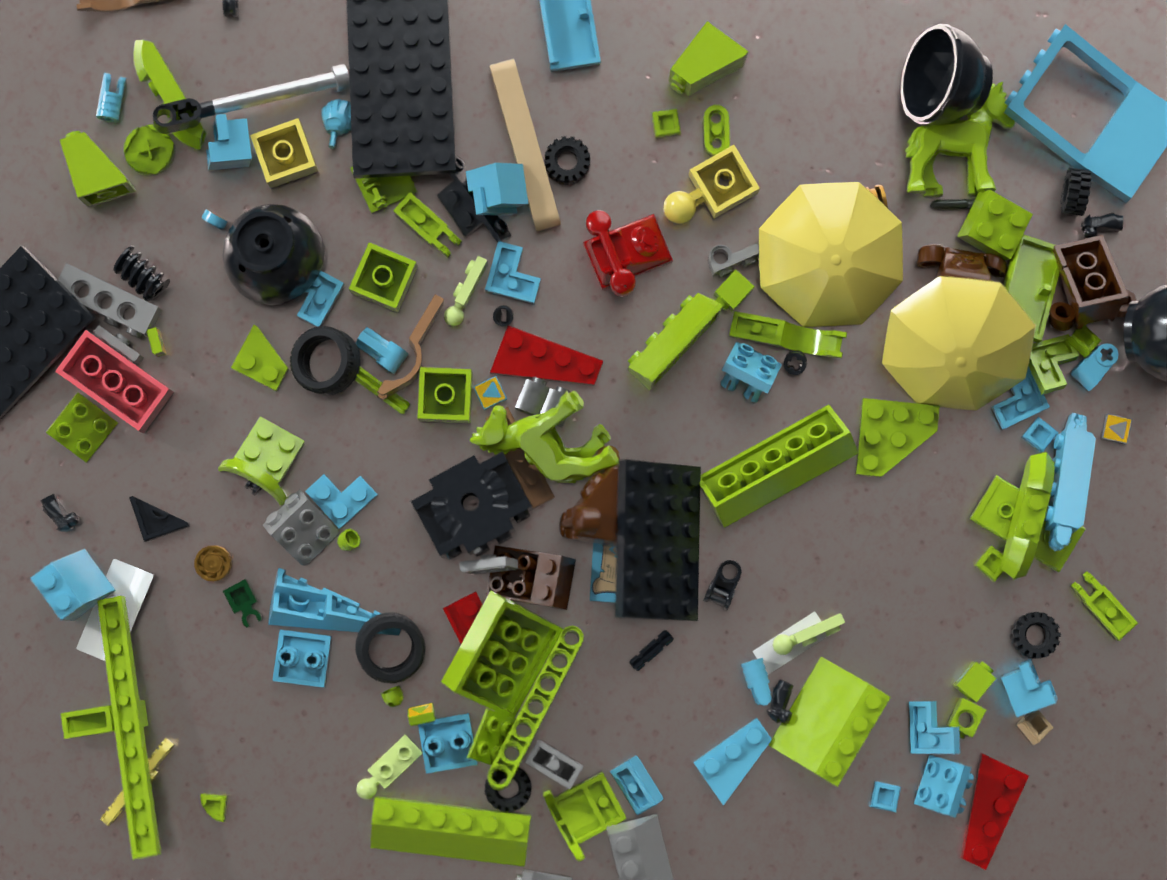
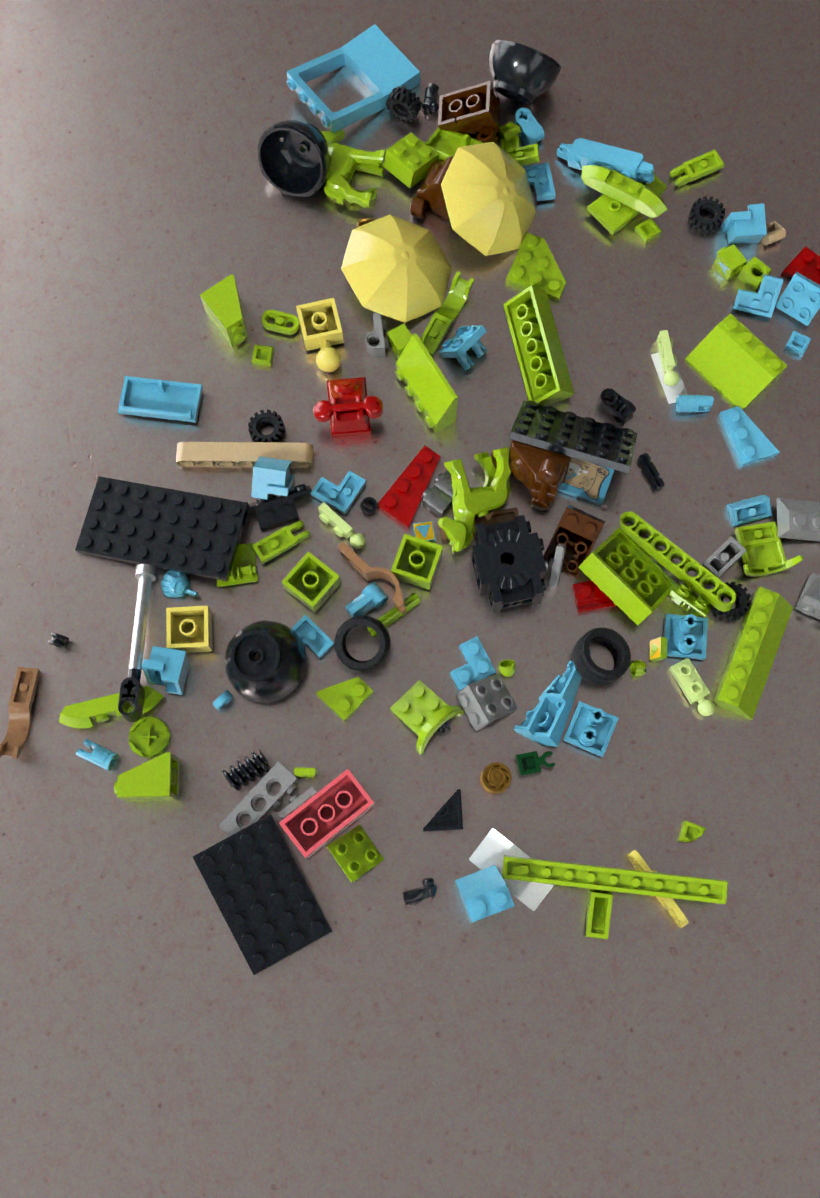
camera: 70 degrees left, 10 degrees down
(780, 700) = (708, 390): black arm -> none
(790, 368) = (461, 319): black bush -> none
(952, 203) = (385, 186): pearl dark grey piece -> none
(1039, 434) = (565, 177): medium azure tile -> none
(1116, 429) = (575, 129): tile -> none

